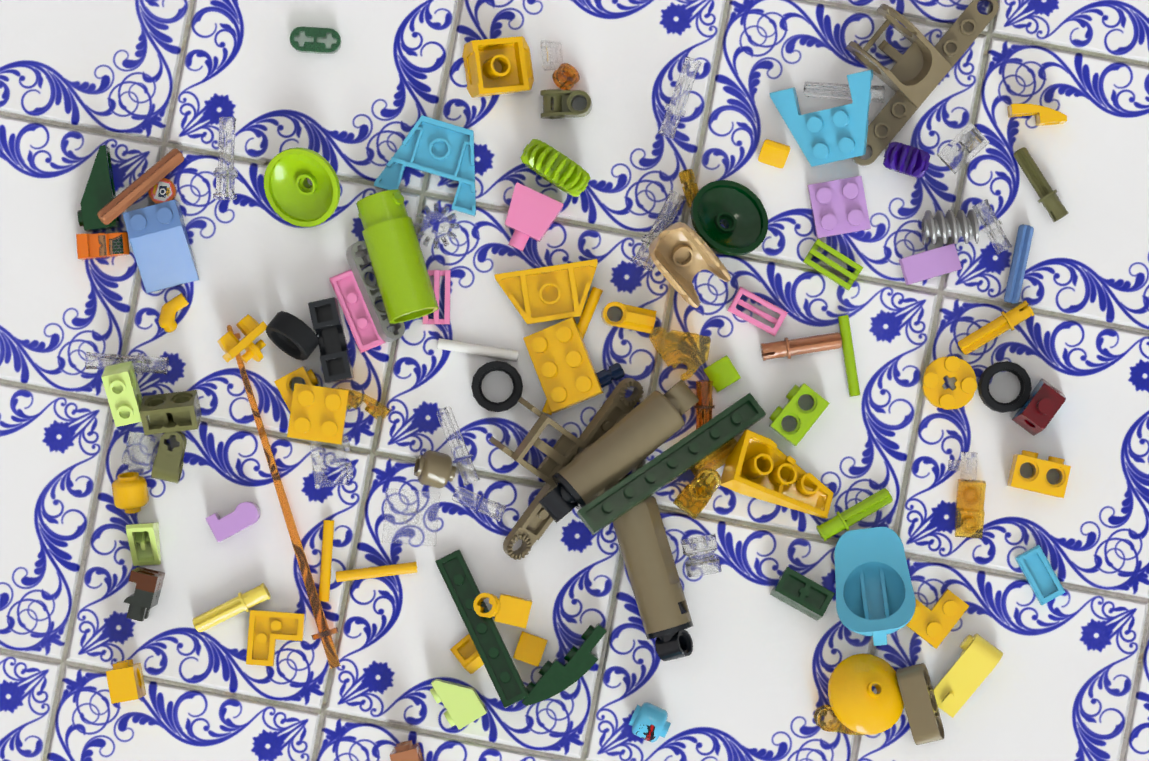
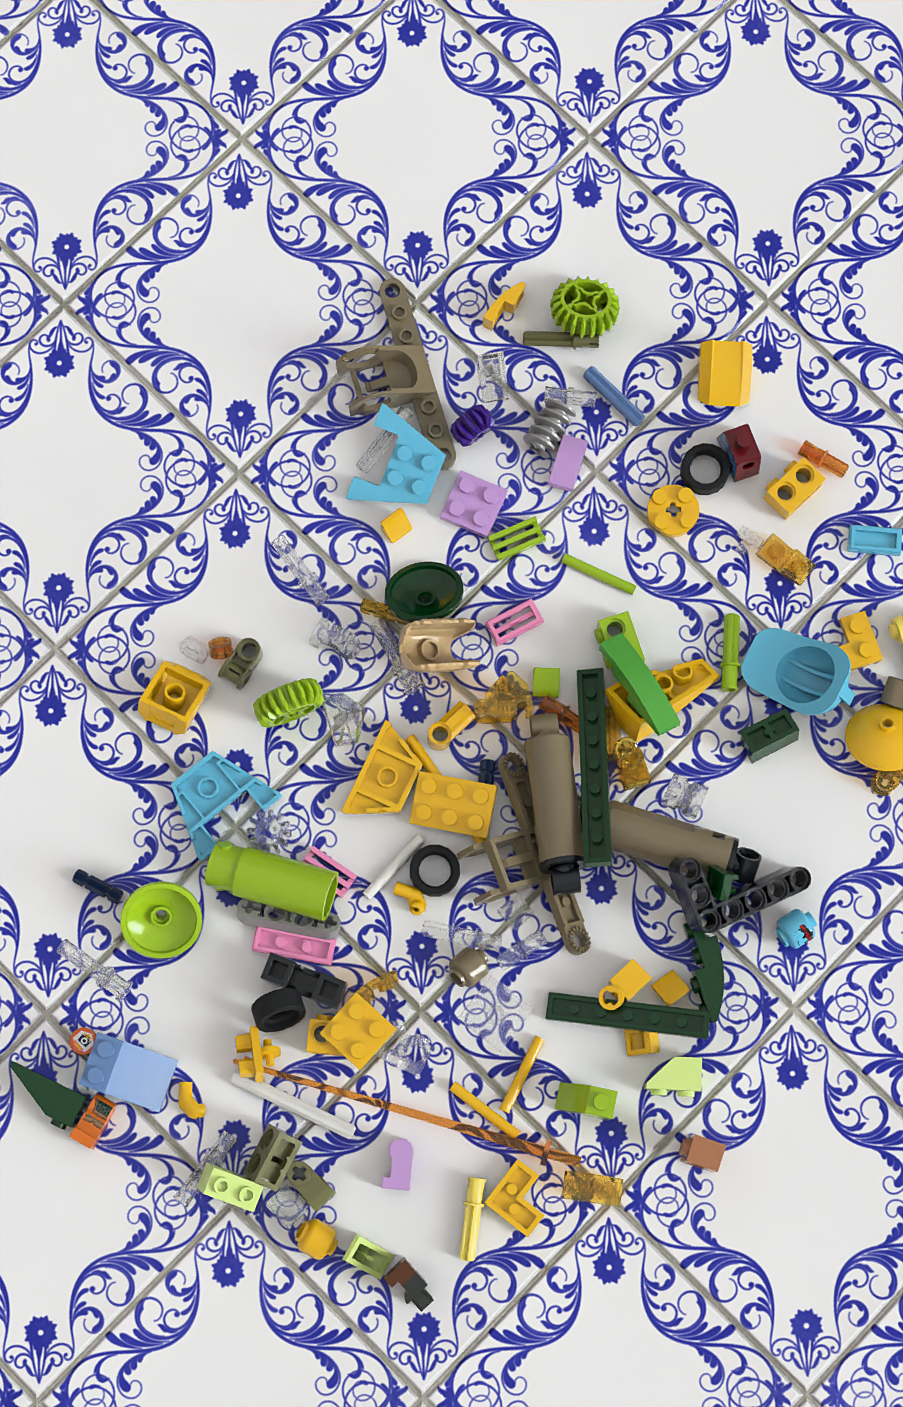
camera: 60 degrees left, 10 degrees down
(125, 681) = (475, 1351): yellow brick -> none
(140, 186) = (67, 1055): nougat axle -> none
(226, 402) = (294, 1105): none -> white axle
(296, 113) = (97, 886): none -> dark blue axle
(316, 33) = (54, 834): clear green beam -> none
(320, 691) = (592, 1188): none -> clear yellow slope
(387, 640) = (586, 1100): none -> lime slope
(463, 384) = (413, 896): none -> yellow arm
(508, 477) = (515, 911): none -> clear slope
(530, 215) = (312, 750): bright pink torso -> none
(575, 222) = (344, 718): none -> clear slope
(638, 655) = (737, 902): none -> black beam
(641, 180) = (335, 637): none -> clear leg
(641, 634) = (721, 882): none -> dark green tile
(769, 456) = (641, 685): none -> bright green slope
(800, 346) = (561, 615): nougat axle -> none
(995, 328) = (653, 445): yellow axle -> none
(1083, 484) = (823, 459): none -> clear orange axle
(1090, 184) = (586, 300): none -> lime gear
(1103, 348) = (724, 373): none -> yellow slope

